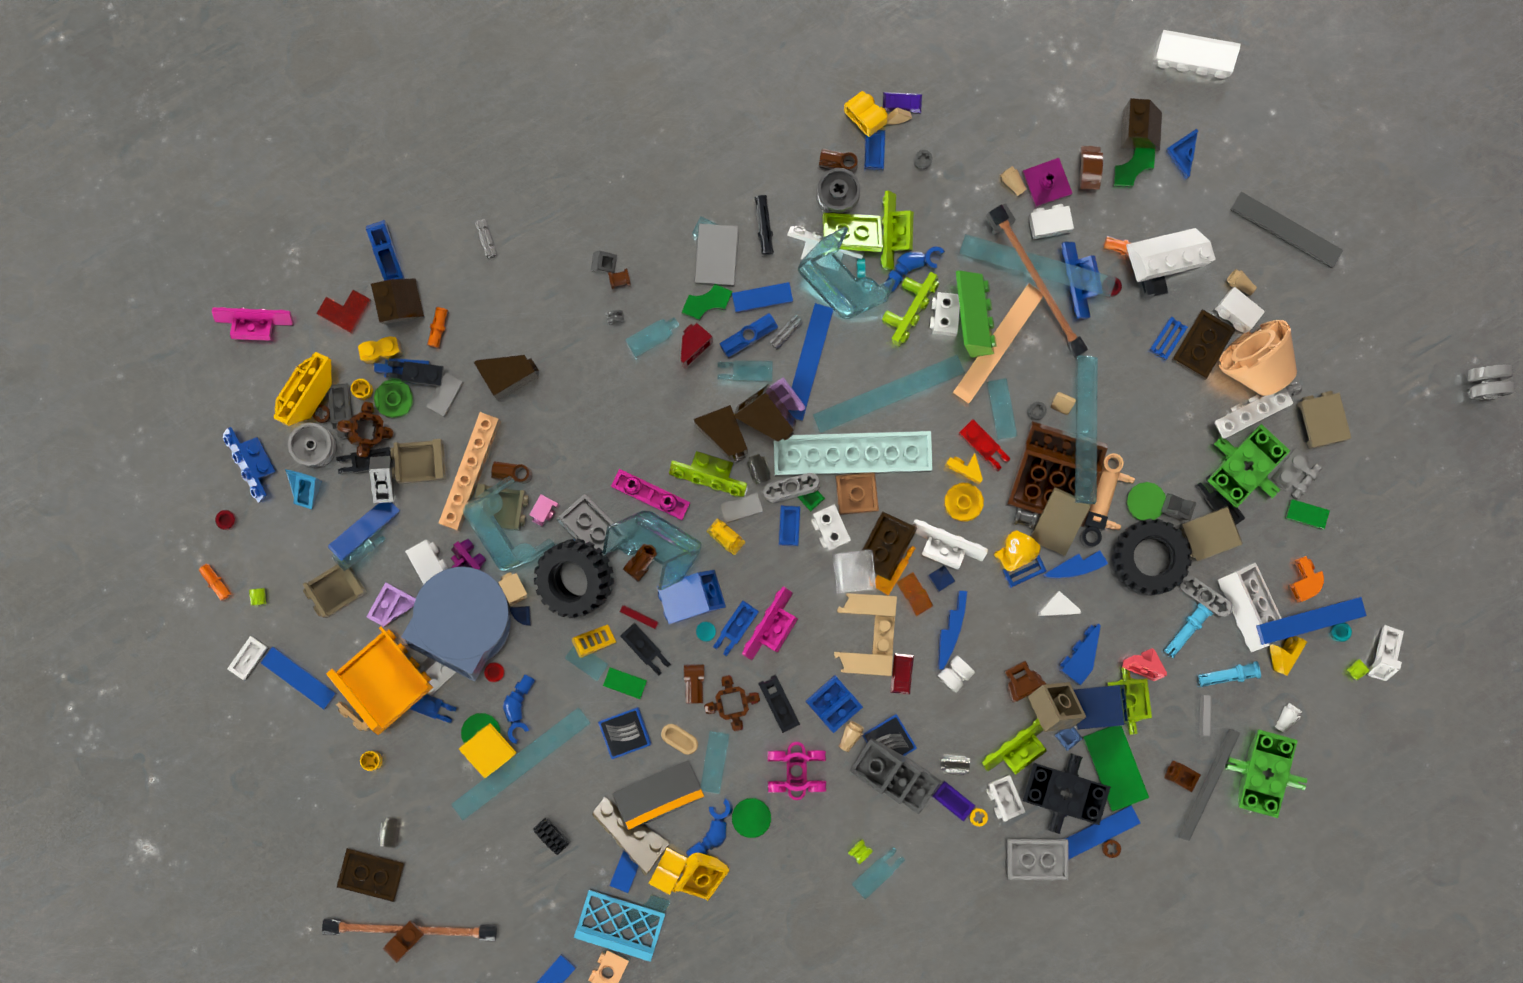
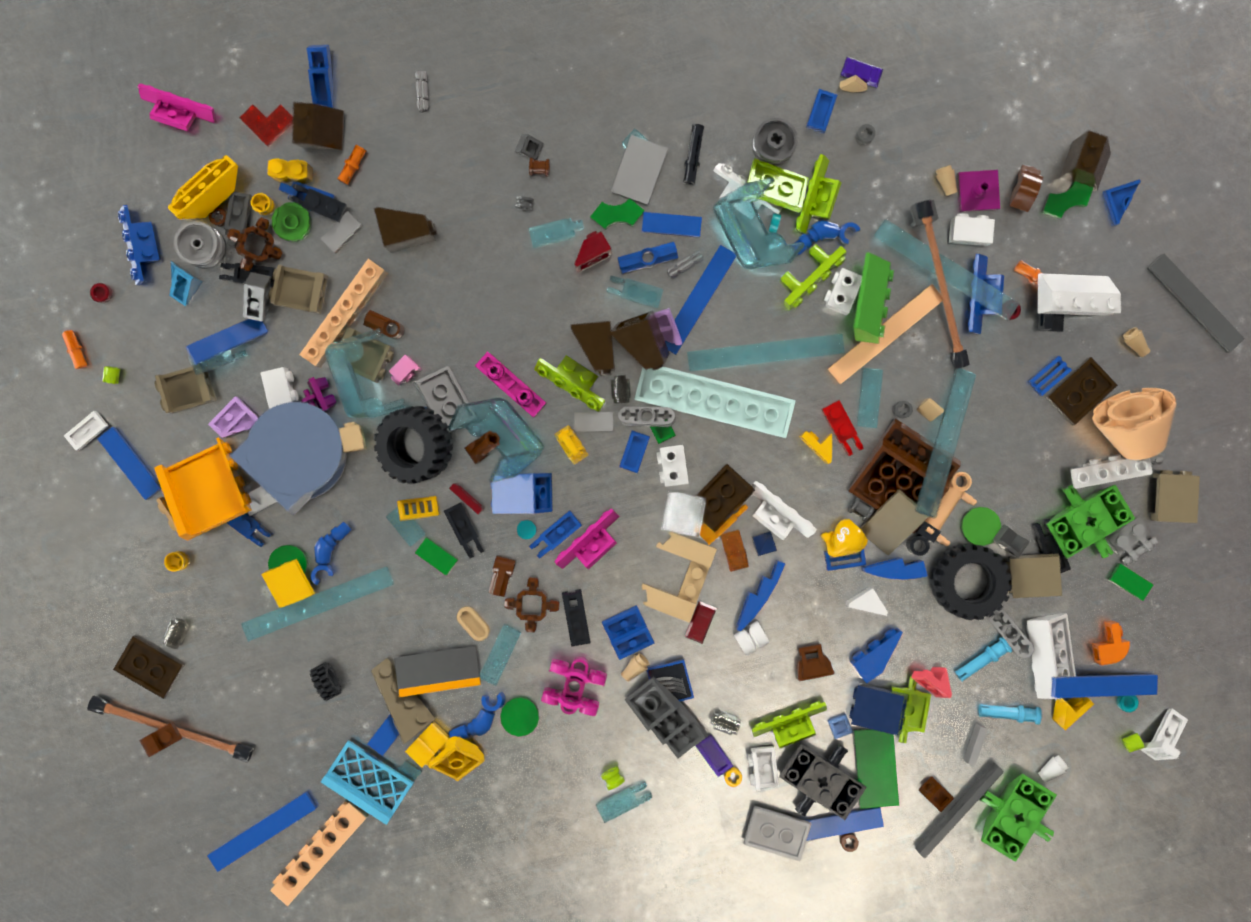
camera: 15 degrees right, 5 degrees up
(494, 672) = (316, 510): red tile -> none
(522, 614) = (357, 464): dark blue tile -> none
(624, 733) = (423, 603): slope -> none
(834, 159) = (780, 109): reddish brown piece -> none
(857, 493) = (707, 439): medium nougat tile -> none
(866, 113) = (823, 72): yellow brick -> none
(964, 502) = (807, 476): yellow tile -> none
(1056, 706) = (838, 698): dark tan brick -> none
(1195, 54) = (1163, 104): white slope -> none
(1239, 310) = (1127, 368): white brick -> none

